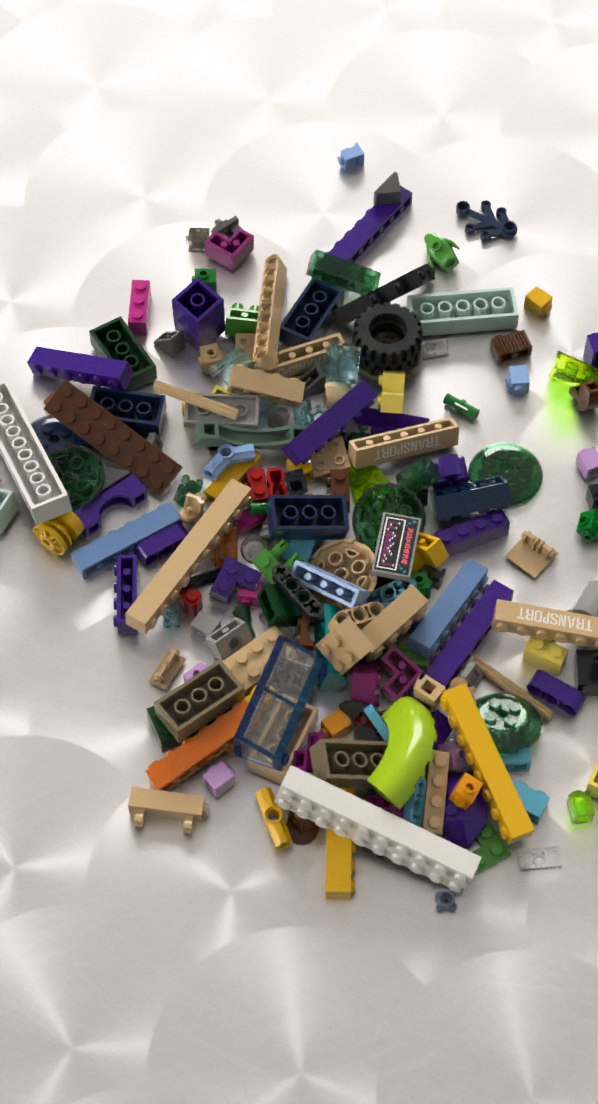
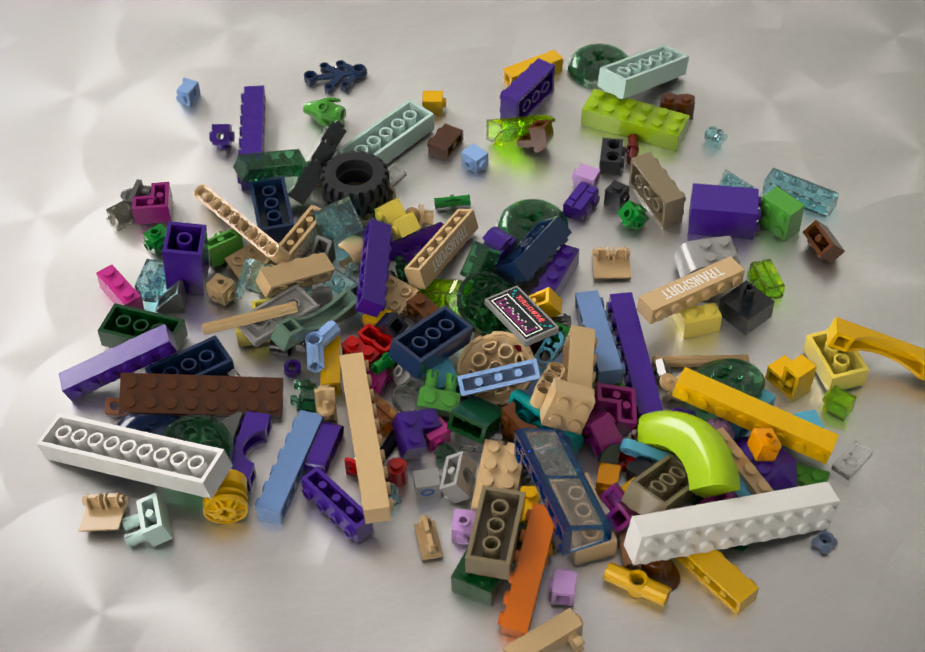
camera: 40 degrees left, 10 degrees down
(161, 316) = (151, 280): none -> clear light blue brick
(203, 456) = (292, 363): none -> dark purple bush
(300, 591) = (485, 396): black beam -> none
(337, 218) = (217, 131): none -> dark purple brick
(389, 191) = (249, 91): dark grey slope -> none
(418, 402) = (422, 215): none -> tan hips
(426, 686) = (655, 398): tan brick -> none
(556, 692) = (734, 340): dark purple beam -> none
(563, 481) = (581, 201): none -> dark purple brick
(565, 757) = (791, 377): none -> yellow brick

